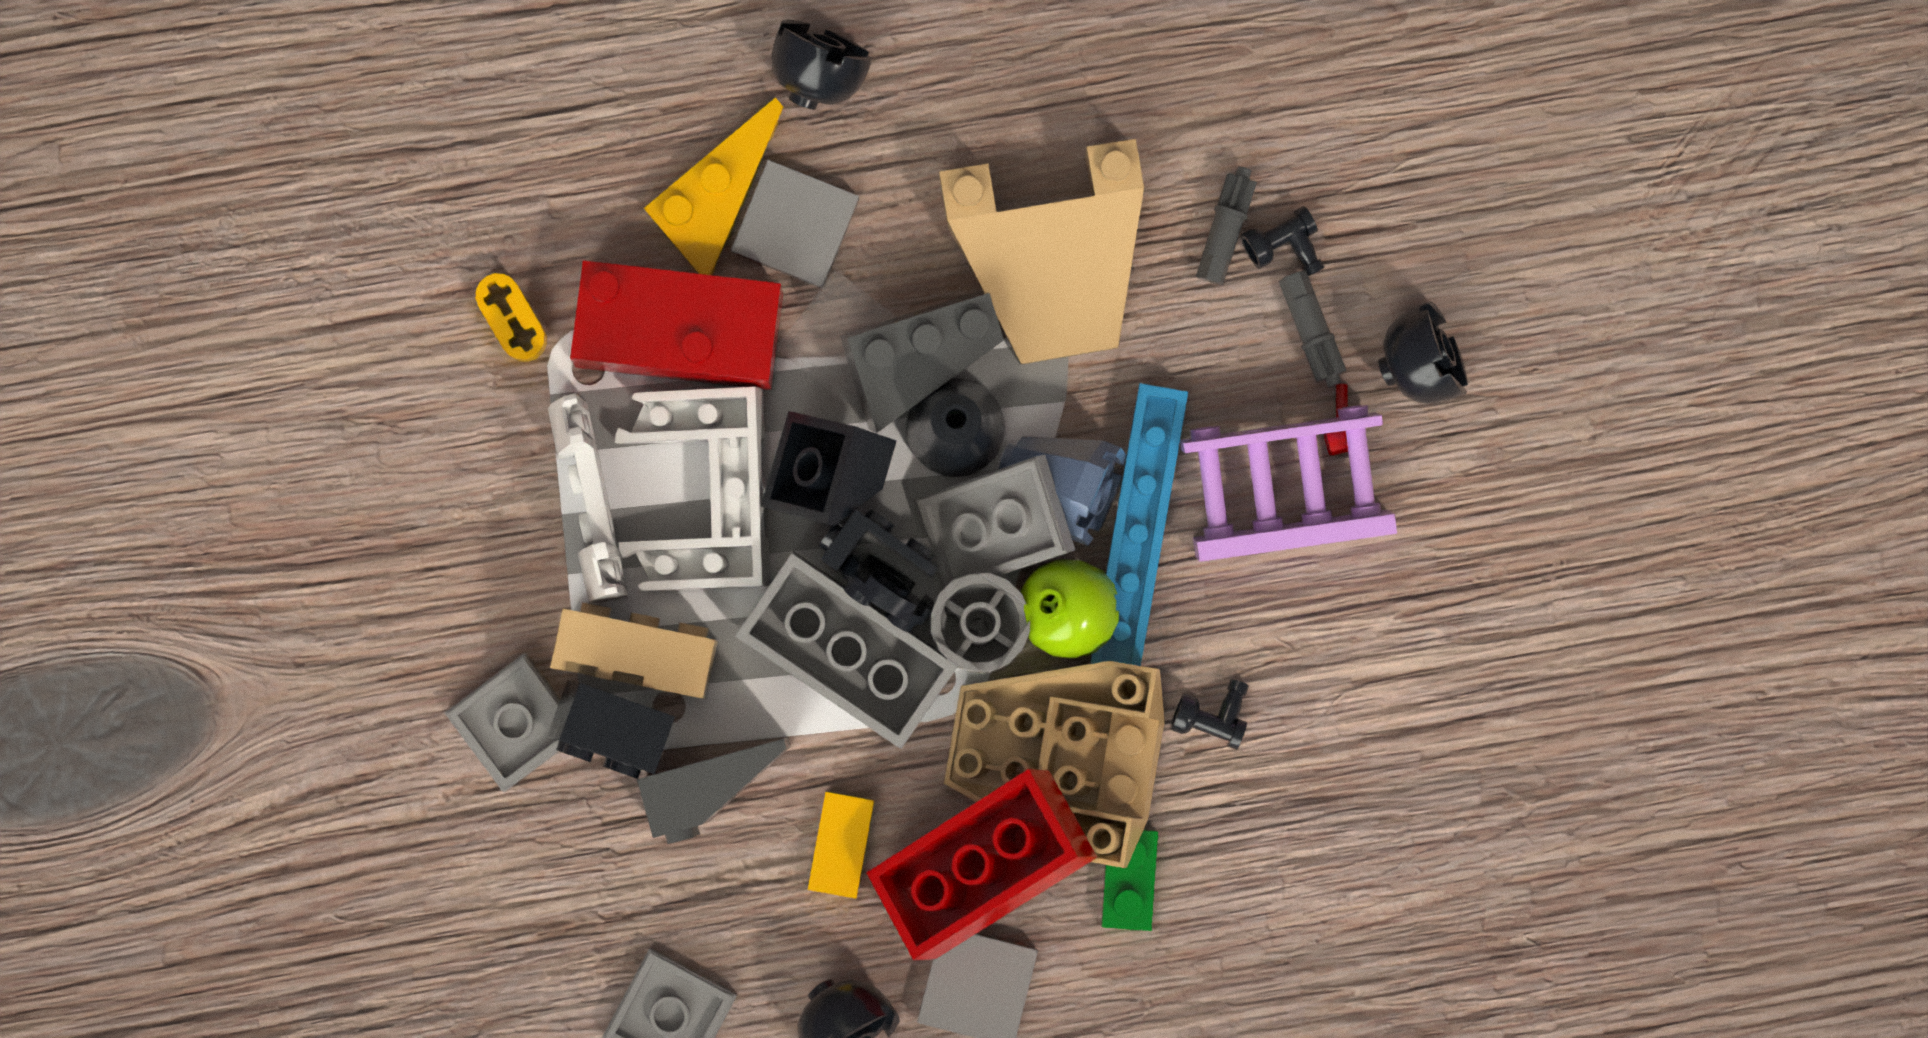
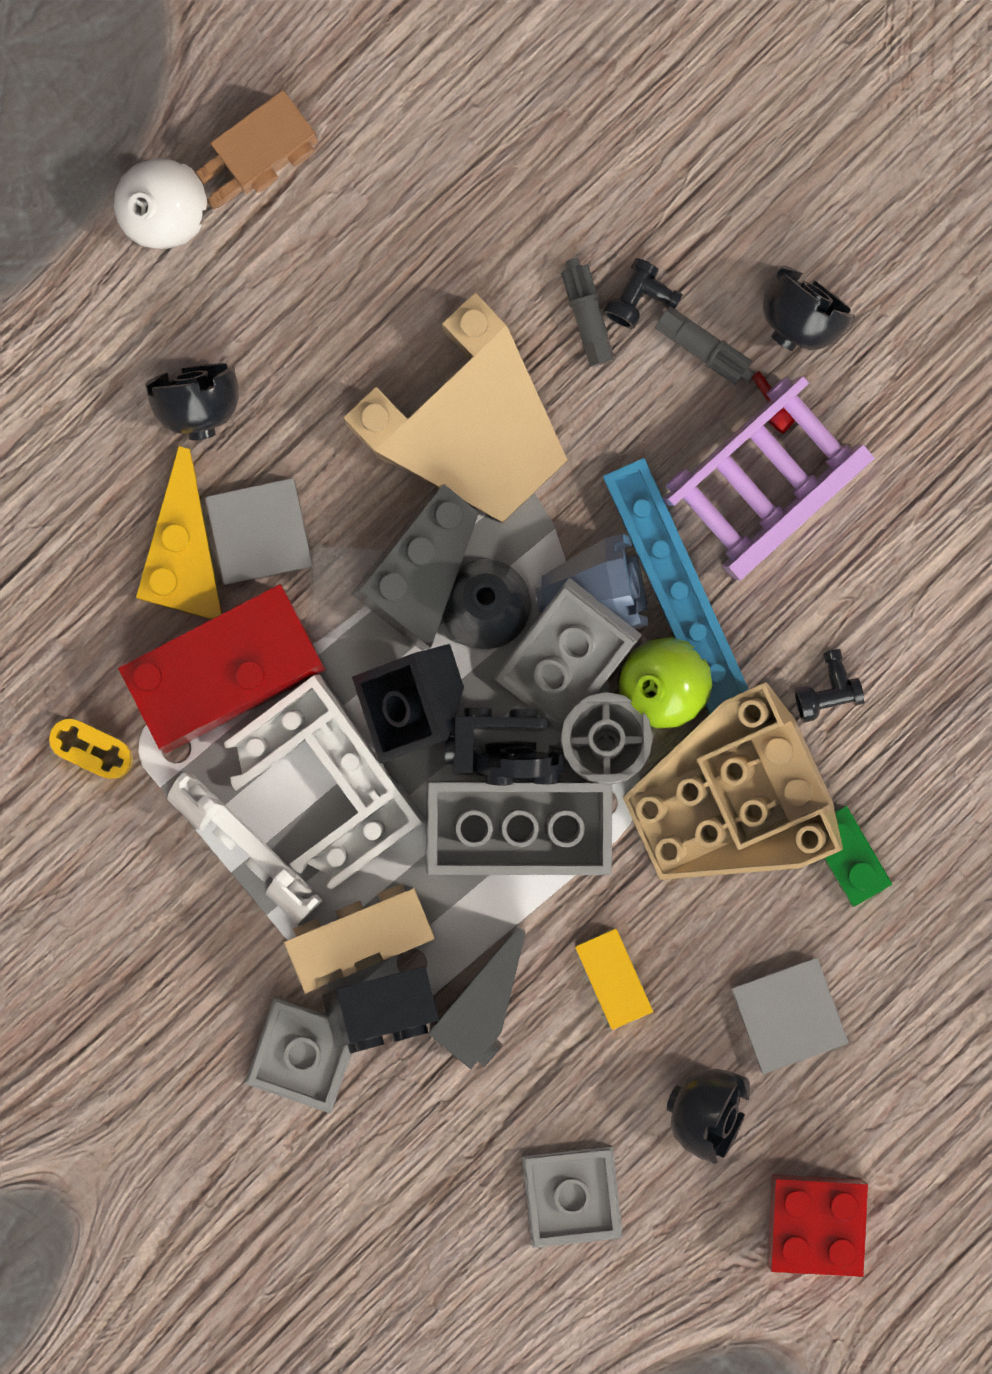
camera: 30 degrees left, 0 degrees up
(981, 864) = (732, 921): red brick -> none

